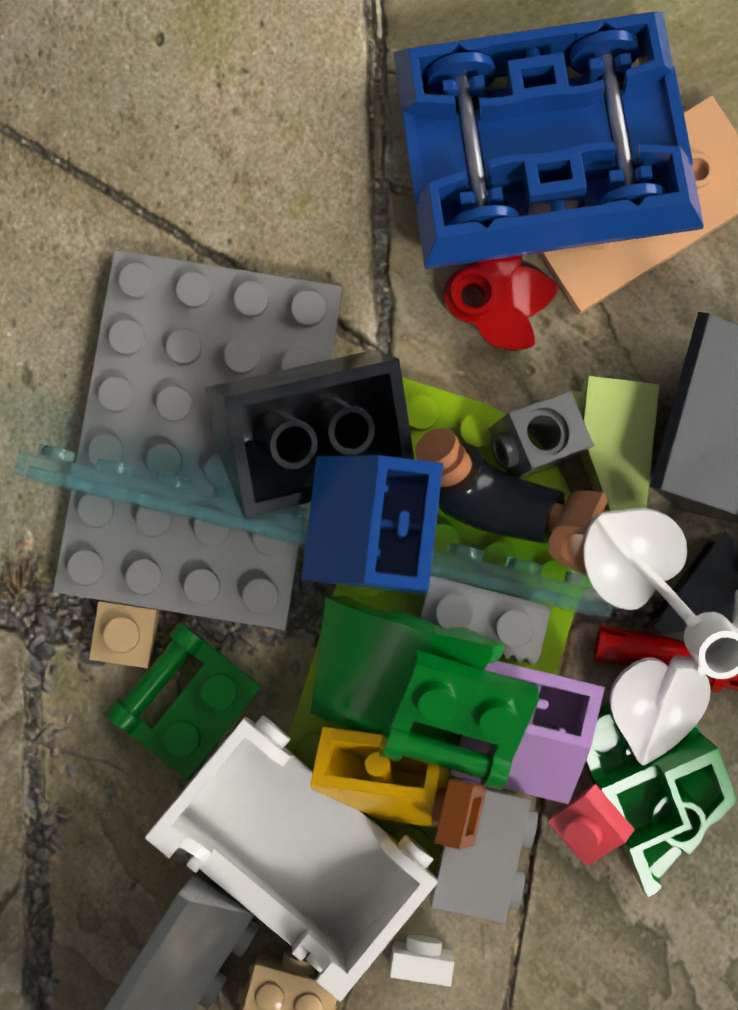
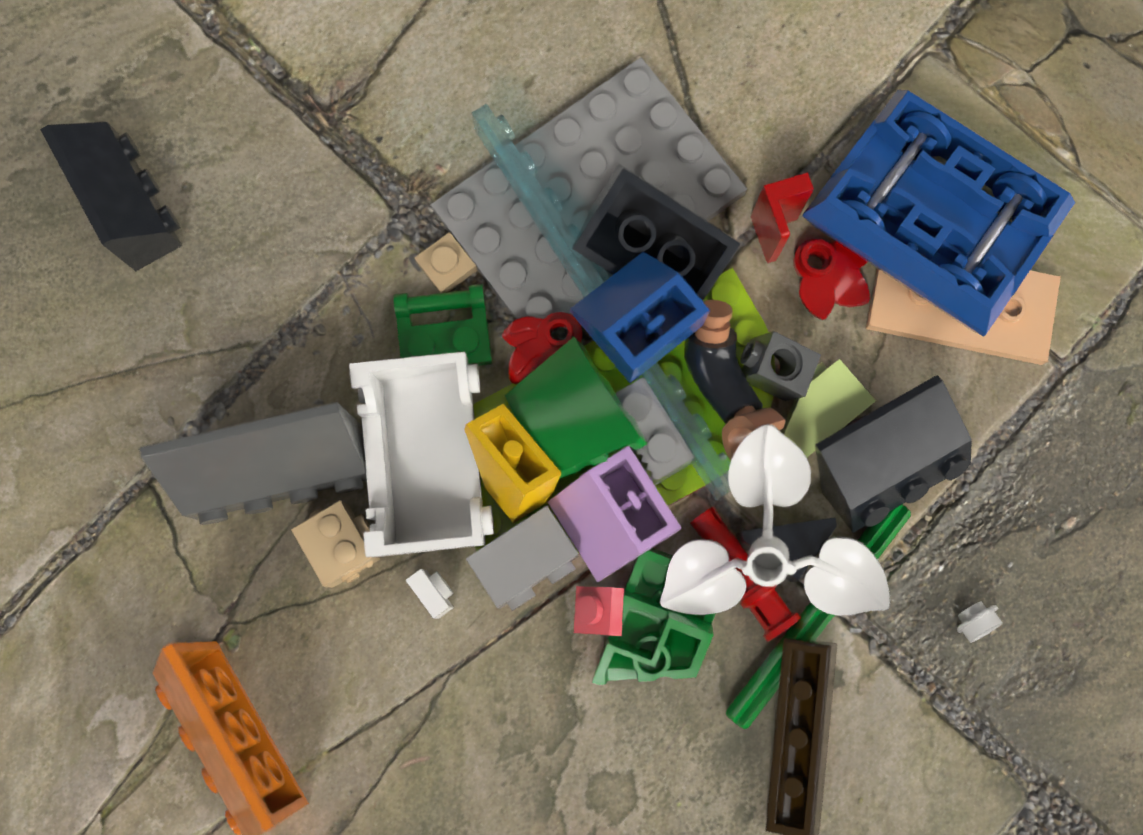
camera: 45 degrees right, 5 degrees down
(290, 634) = (534, 342): none -> red plate
(388, 291) = (776, 206): none -> red panel
(458, 812) = (532, 516): dark orange plate -> none
(464, 703) = (594, 457): green plate -> none

